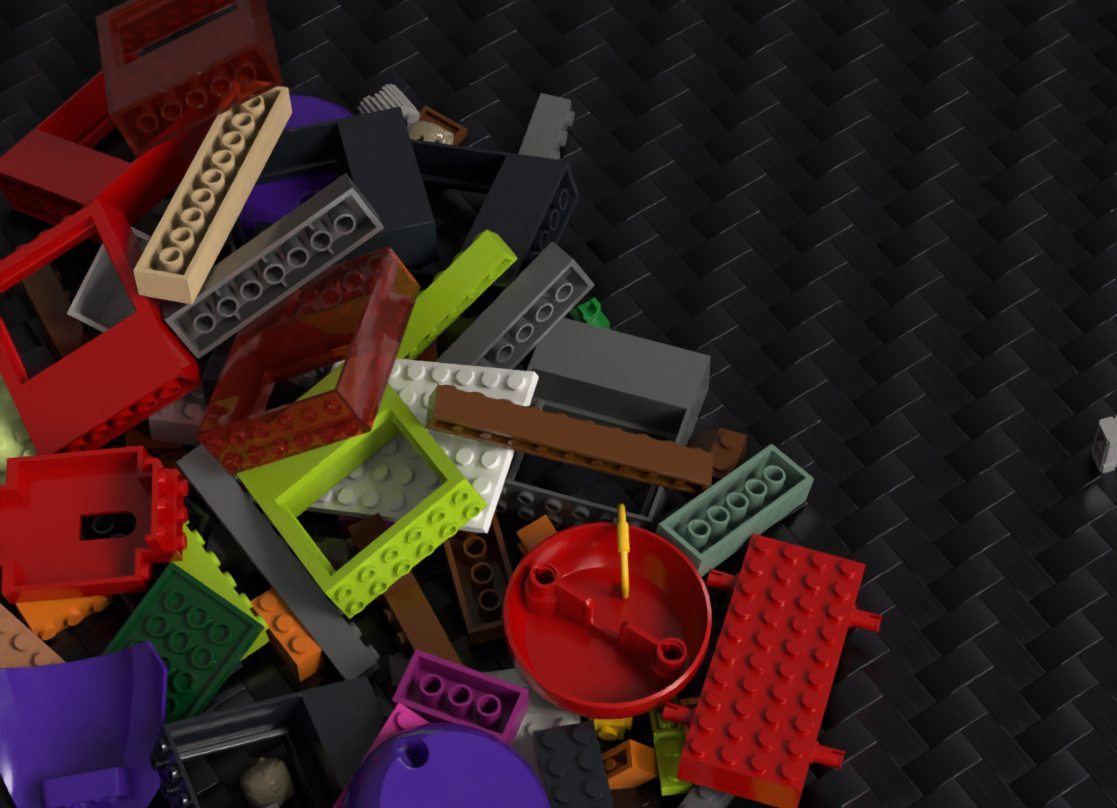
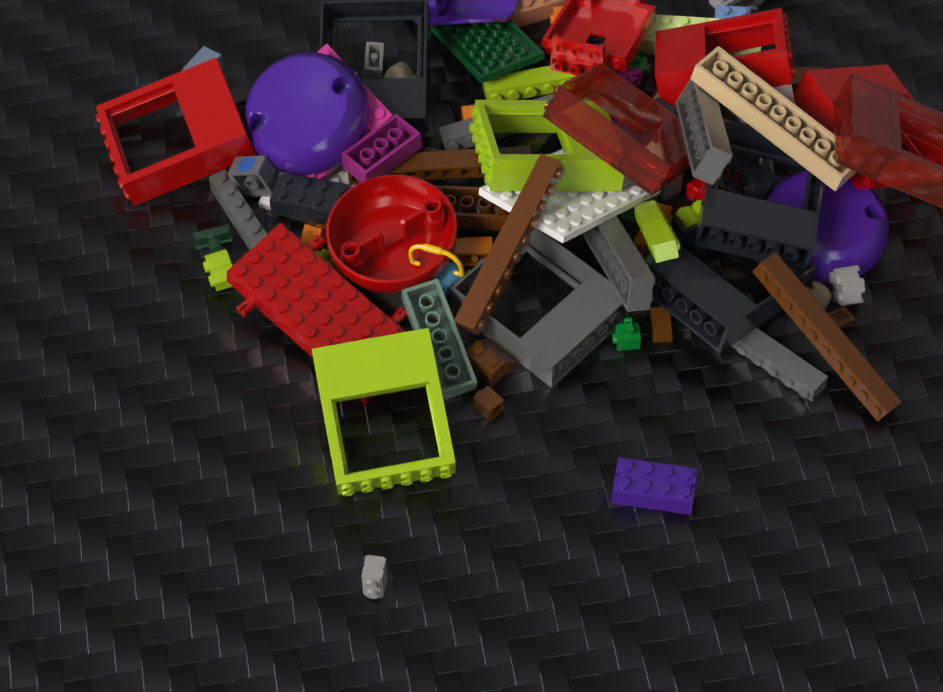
camera: 115 degrees right, 0 degrees up
(497, 93) = (826, 336): none -> reddish brown brick
(783, 433) = (488, 403): none -> reddish brown brick
(797, 217) = (654, 486): none -> dark purple piece
(856, 544) = (379, 368): none -> lime panel

